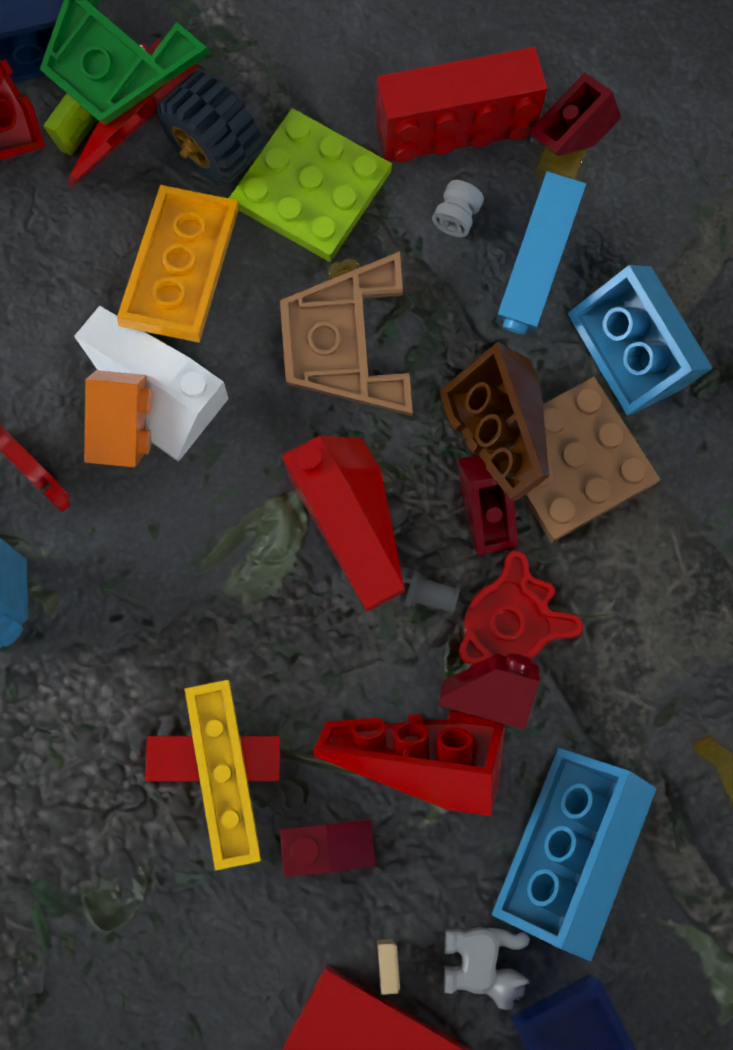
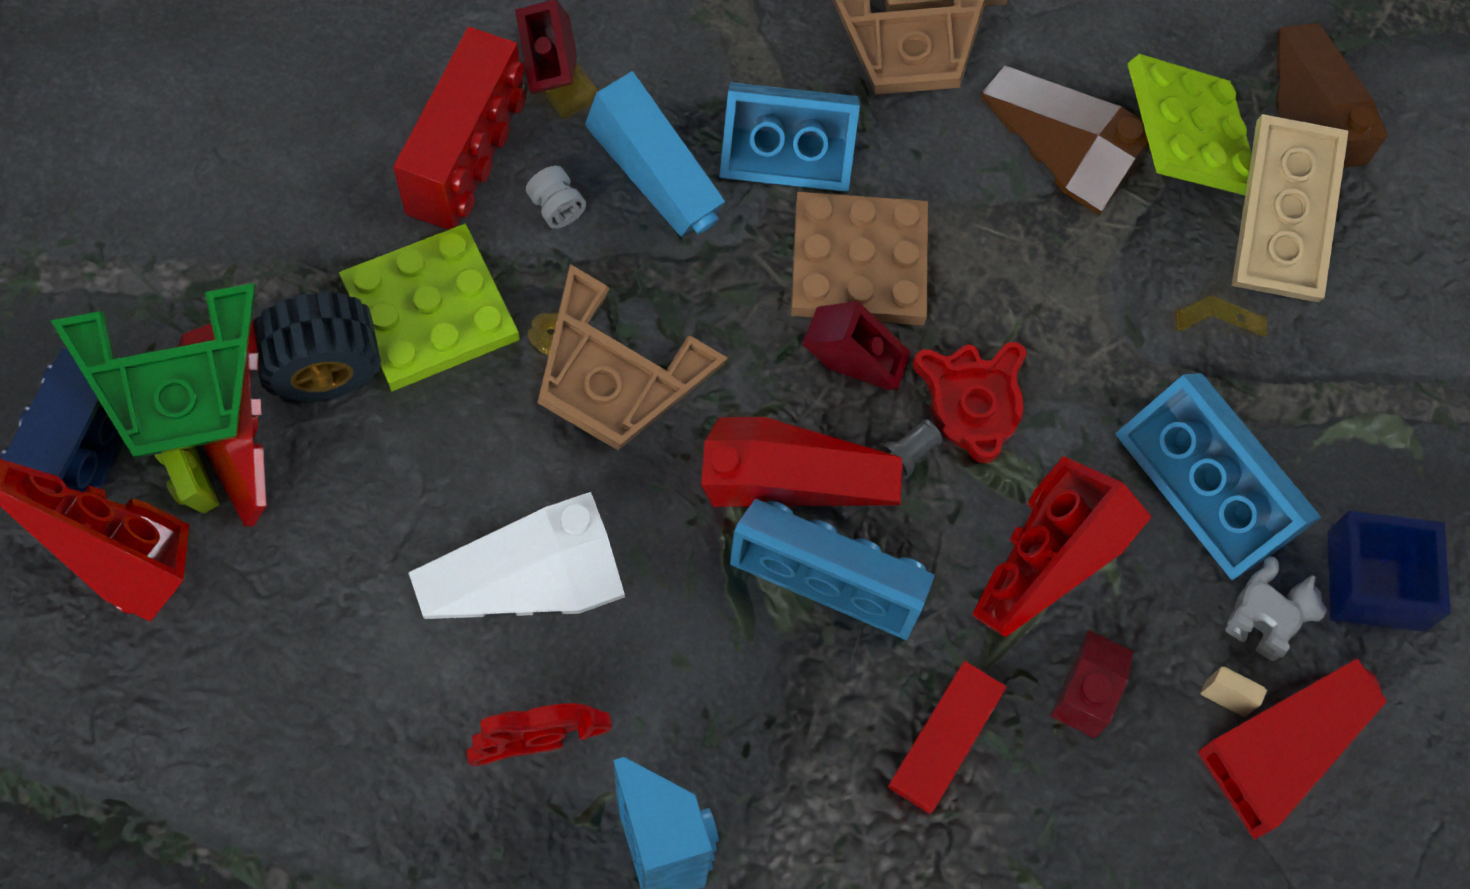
camera: 60 degrees left, 10 degrees down
(116, 418) = (555, 614): orange brick -> none
(178, 264) = (428, 466): light orange plate -> none
(222, 775) = (976, 728): yellow plate -> none
(286, 590) = (831, 567): none -> dark azure slope
(494, 689) = (1036, 445): dark red slope -> none
(502, 418) = (793, 280): reddish brown wedge -> none

